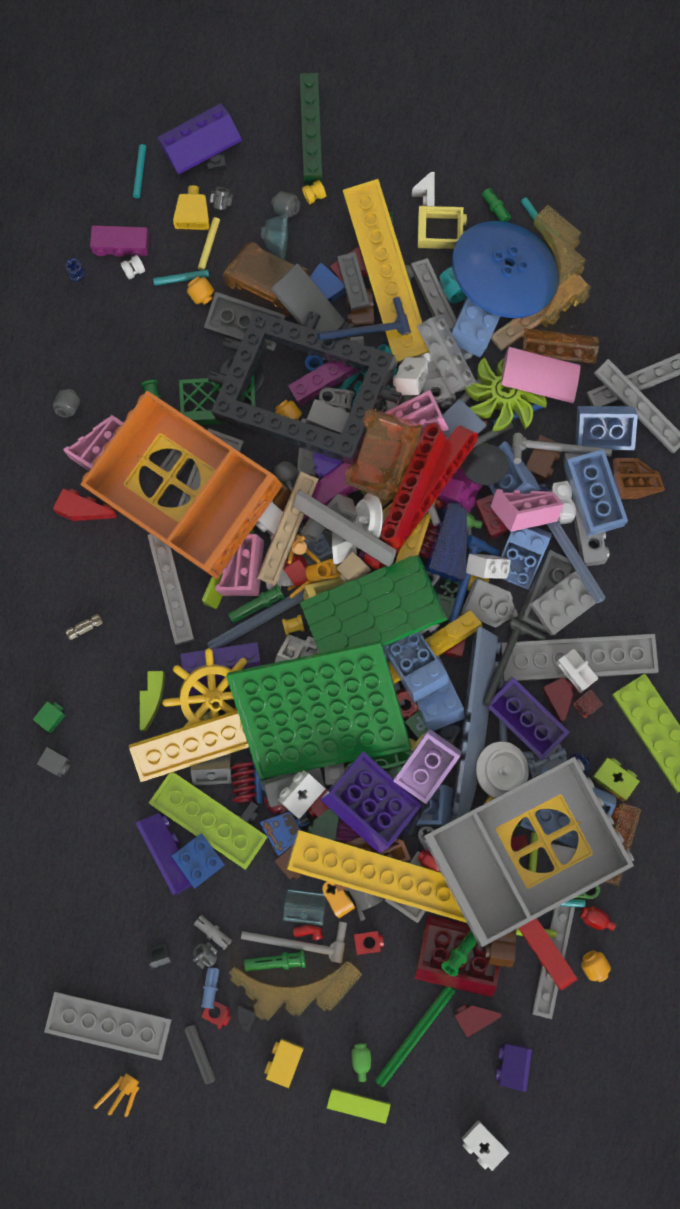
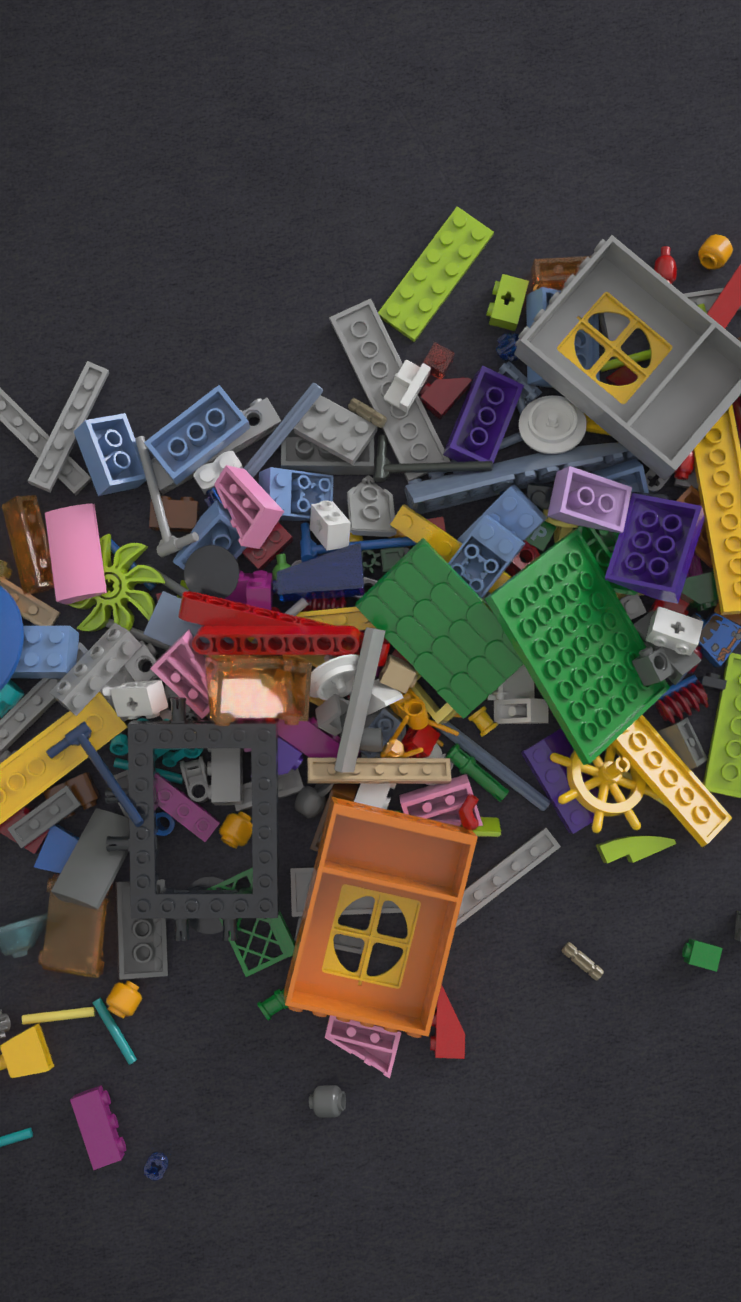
camera: 120 degrees left, 5 degrees up
(136, 265) = (121, 1091): white wheel -> none
(229, 578) = (466, 813): none -> red arm
(277, 773) = (653, 665): none -> dark grey brick
(566, 632) = (367, 413): none -> dark tan axle
(635, 478) = (158, 400): dark orange wedge -> none

